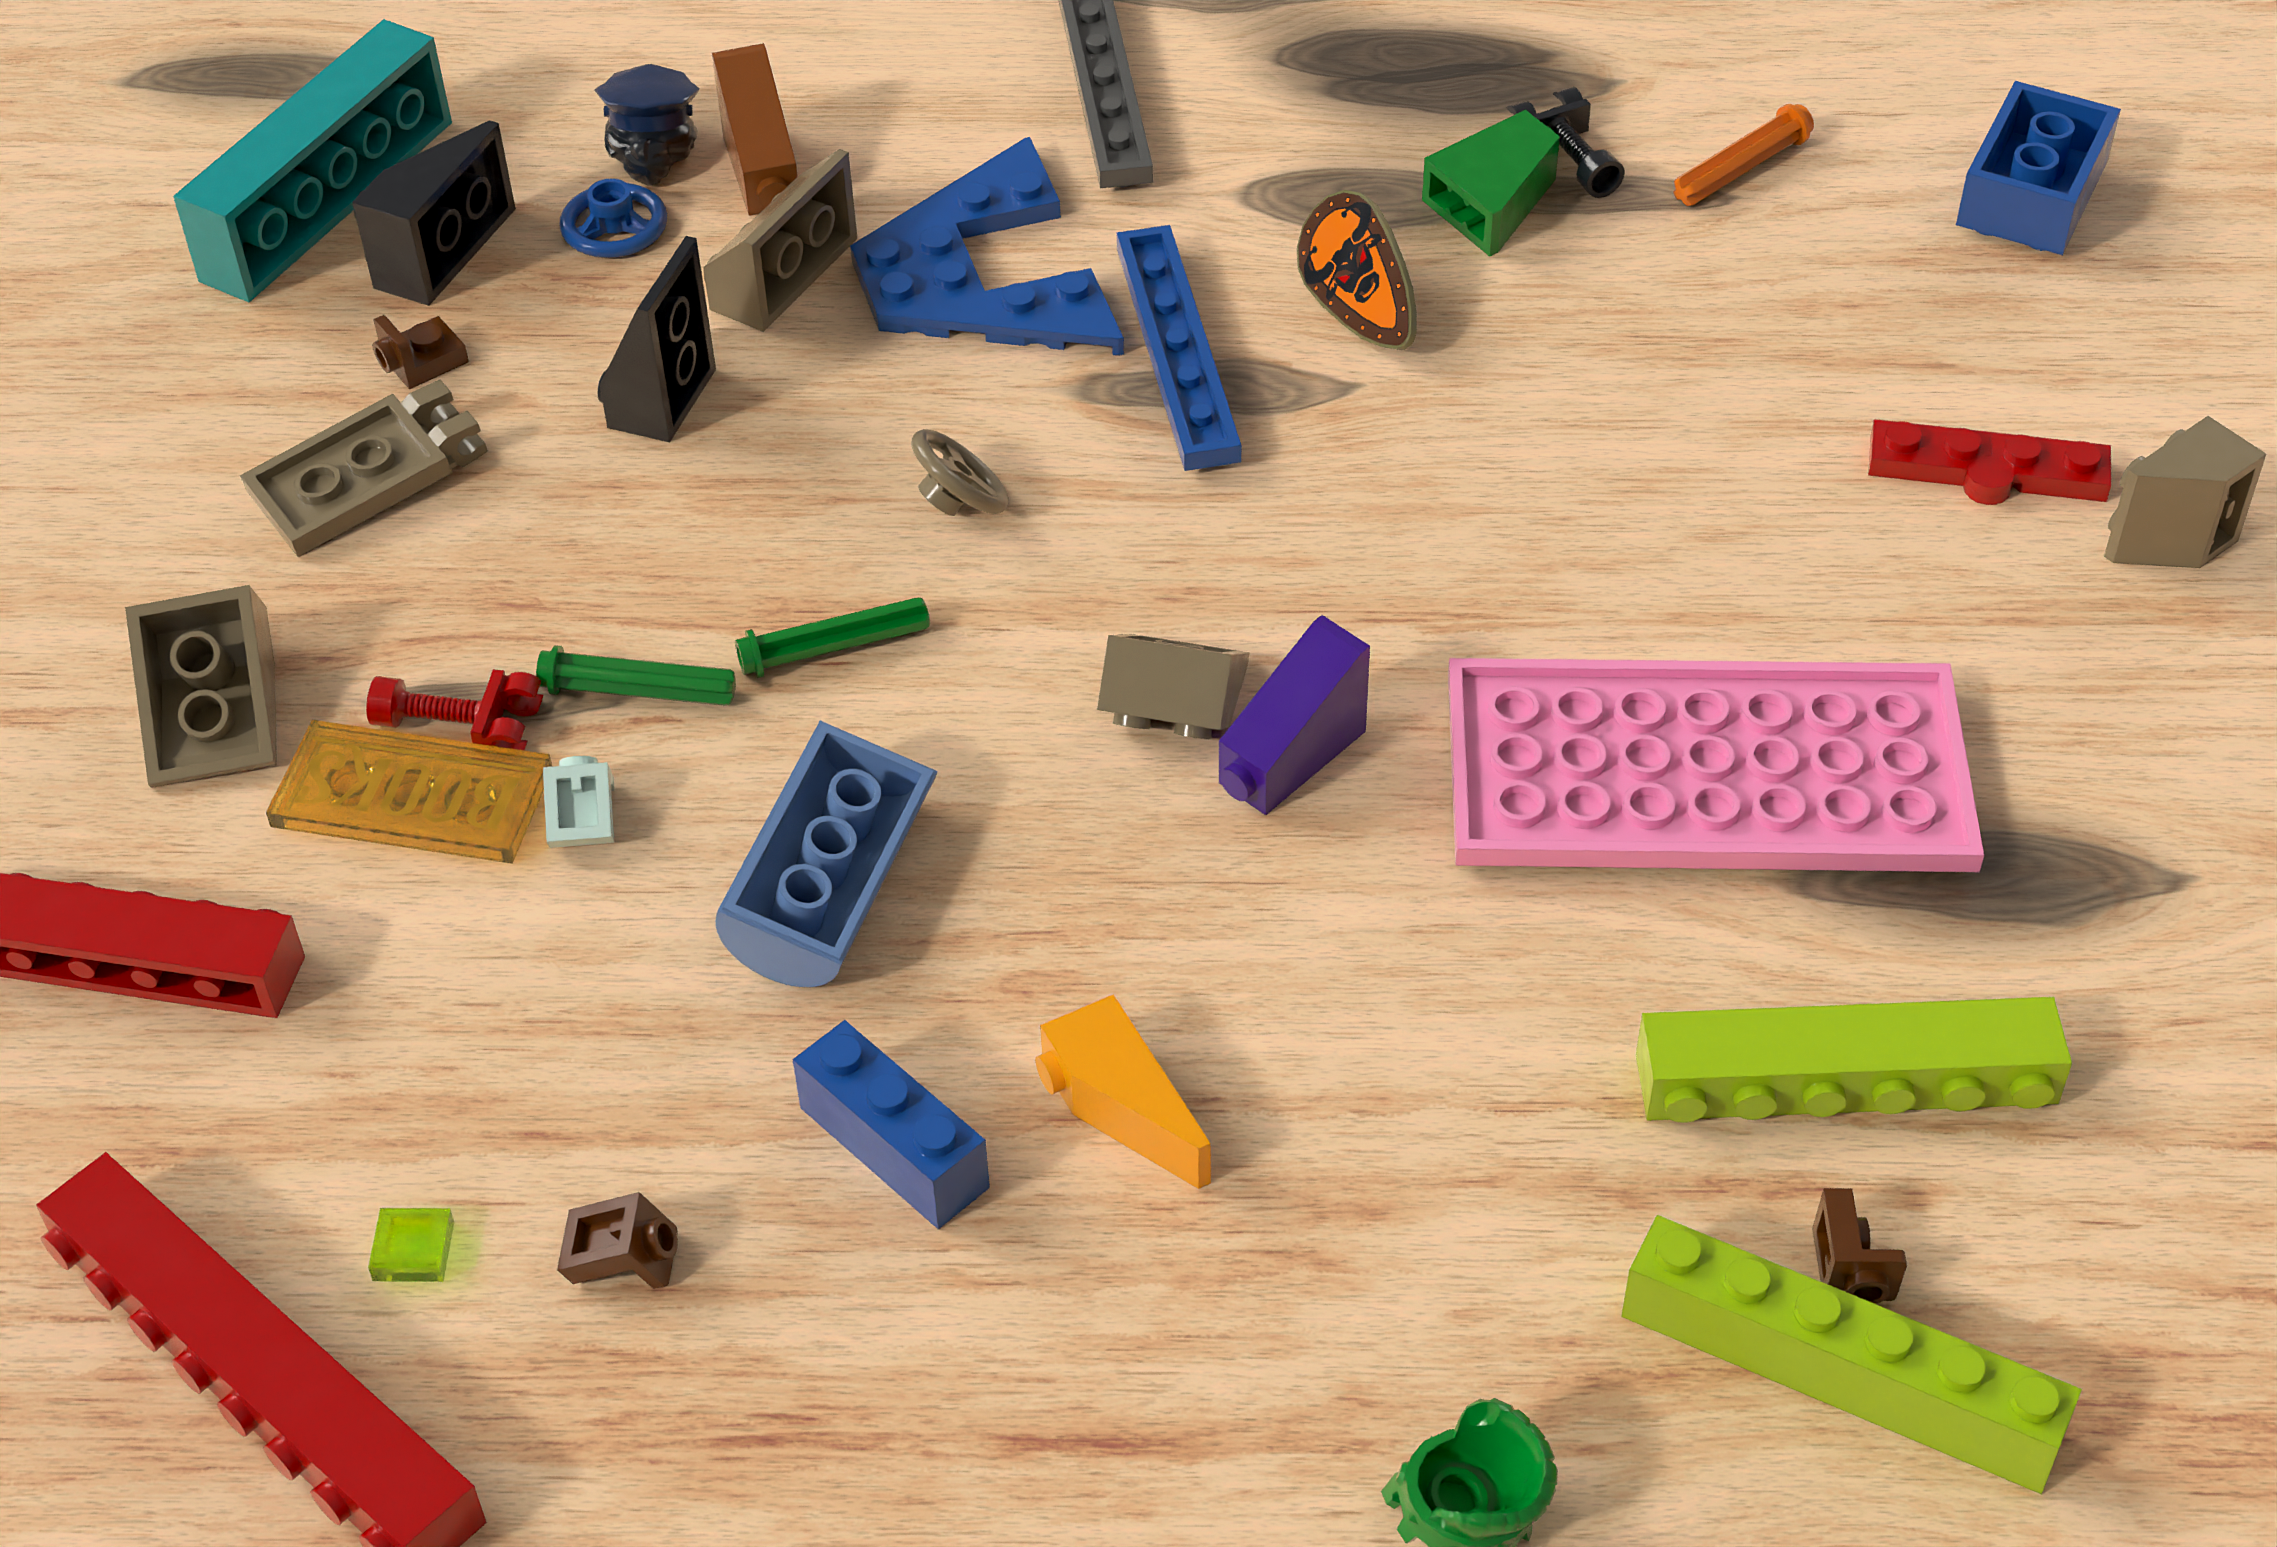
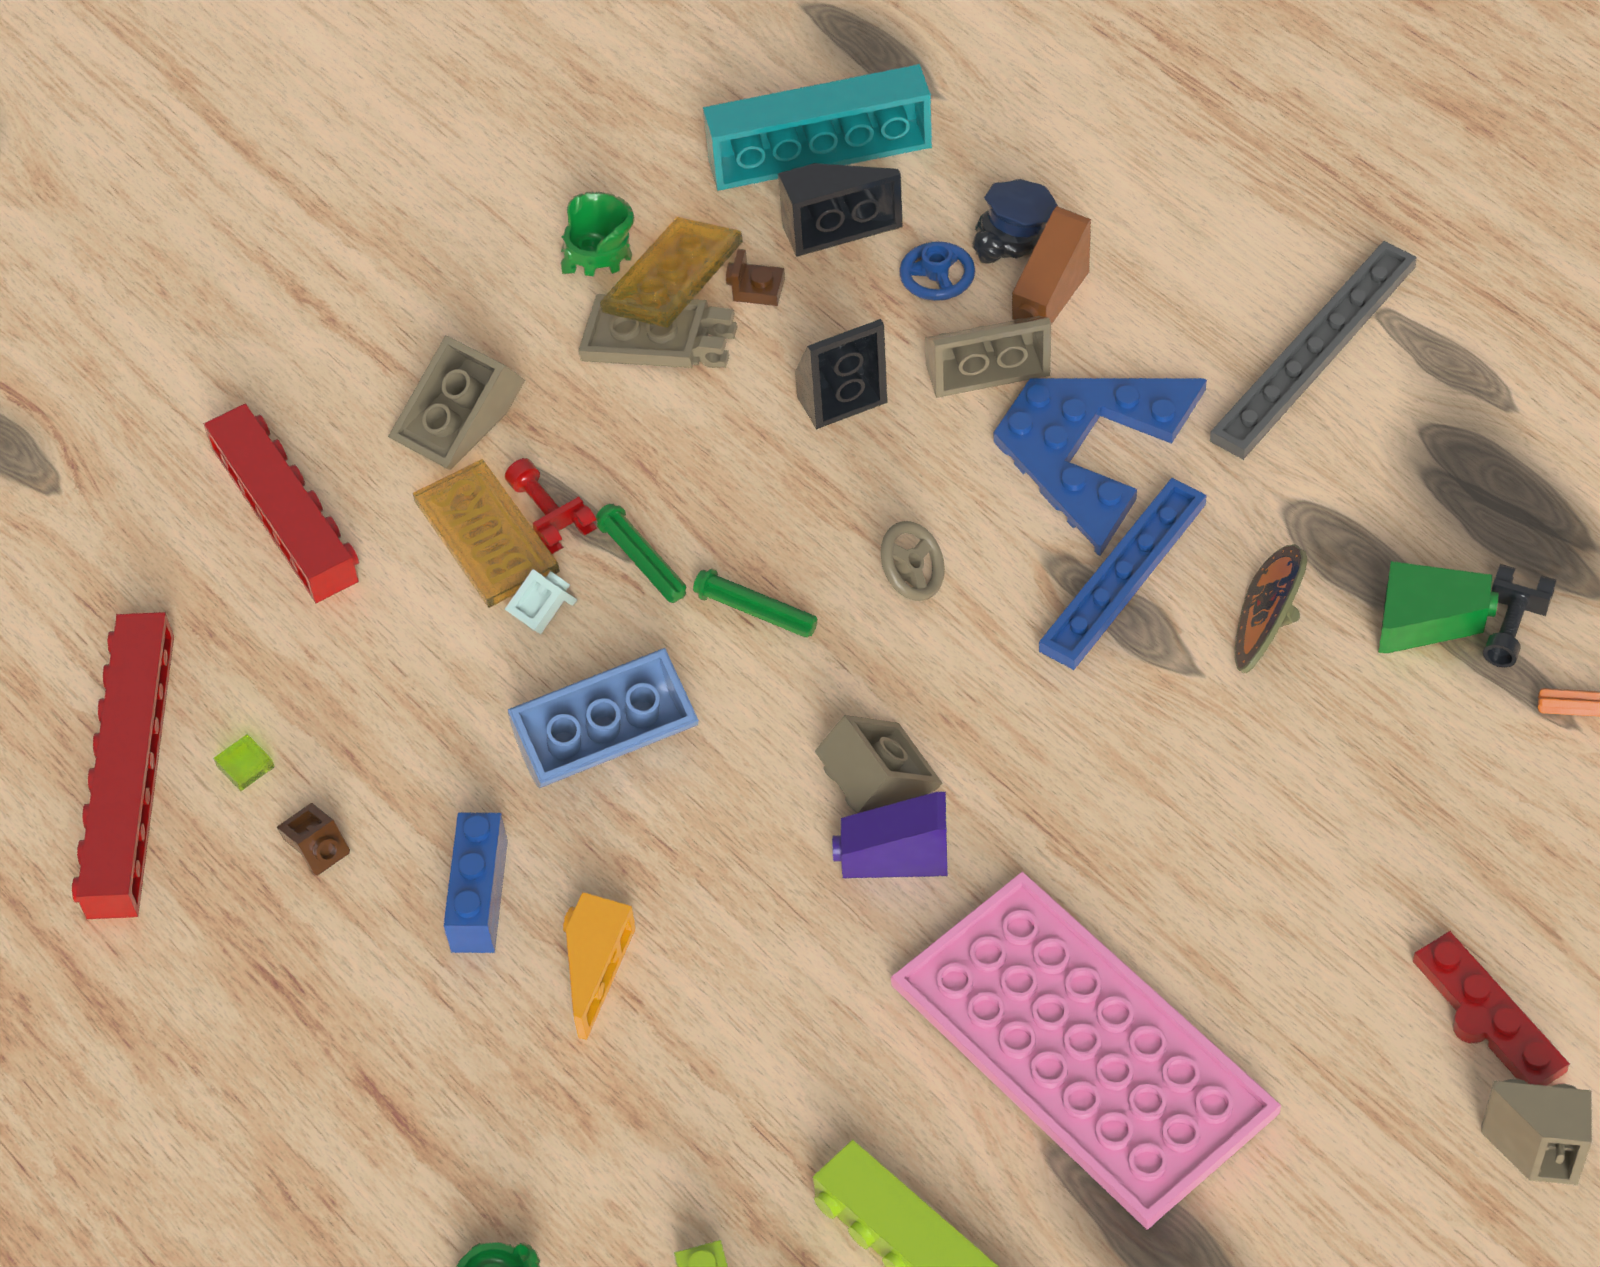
camera: 50 degrees right, 5 degrees up
(169, 410) = (596, 233): none -> green hair
(311, 395) = (671, 272): none -> clear yellow tile

